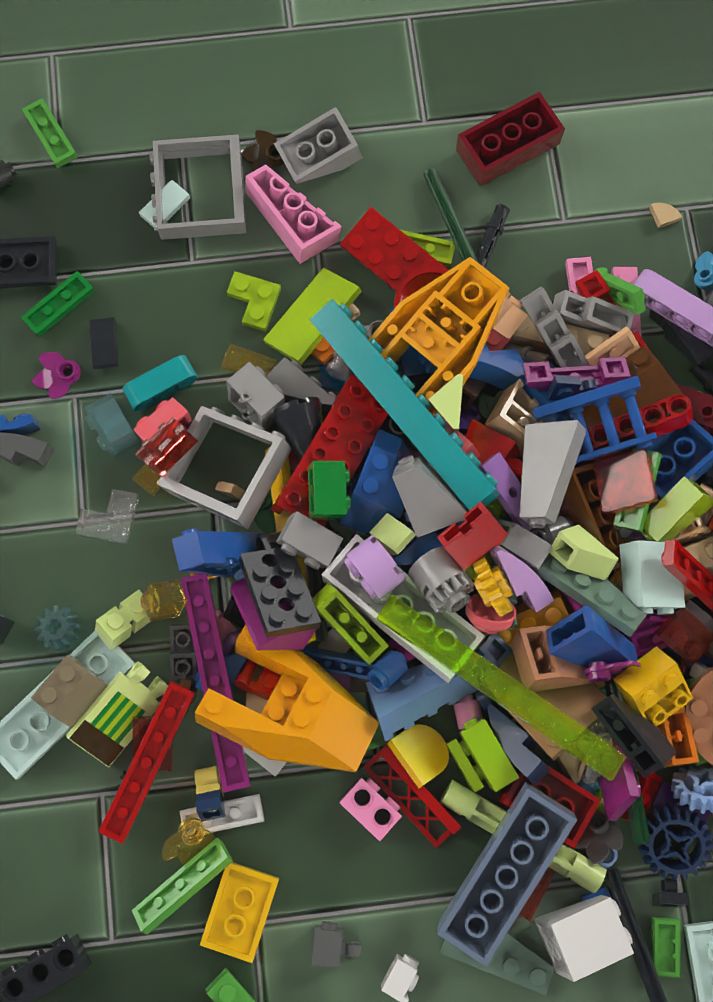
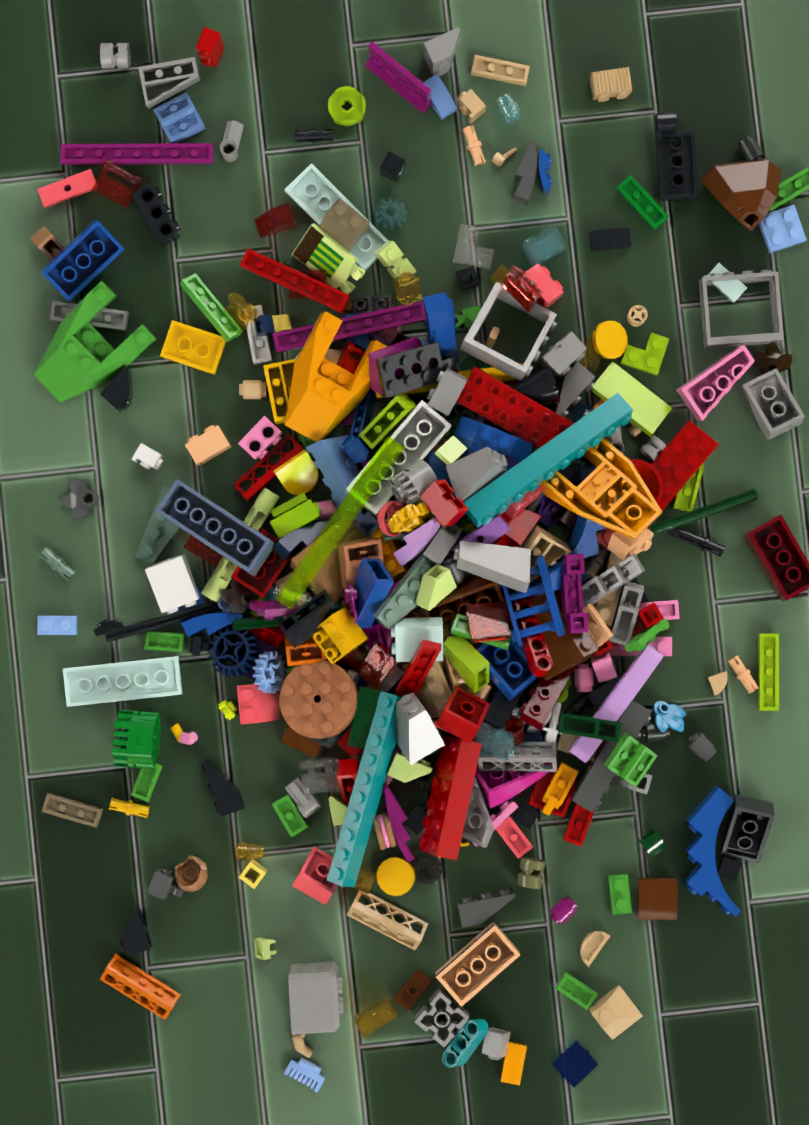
camera: 90 degrees right, 10 degrees up
(46, 178) = (745, 188): none -> reddish brown brick
(53, 374) = (583, 202): magenta plate -> none
(59, 791) = (275, 220): none -> clear red slope
(98, 143) = (782, 229): none -> light blue plate
(149, 524) = (467, 278): none -> black tile
(160, 383) = (577, 283): teal beam -> none
(201, 519) = (468, 317): none -> bright green plate
(204, 304) = (639, 313): none -> tan wheel
(235, 341) = (609, 339): none -> yellow tile
(296, 781) = (278, 381): none -> yellow wedge
(301, 820) = (252, 389): none -> tan brick
(328, 490) = (483, 404): green brick -> none
(329, 945) = (170, 409): dark grey brick -> none
(375, 289) = (653, 447): none -> light grey wheel
(375, 567) = (423, 435): lavender brick -> none
(381, 886) = (207, 445): none -> light nougat brick
(449, 400) = (546, 492): yellowish green slope -> none
(568, 386) = (561, 586): dark blue plate -> none
(635, 878) = (210, 622): none -> blue slope
(648, 156) = (768, 672): none -> lime plate
(653, 184) = (743, 674): none -> light nougat pin
(662, 343) = (604, 667): none -> bright pink brick
(679, 370) = (583, 678): none -> bright pink brick

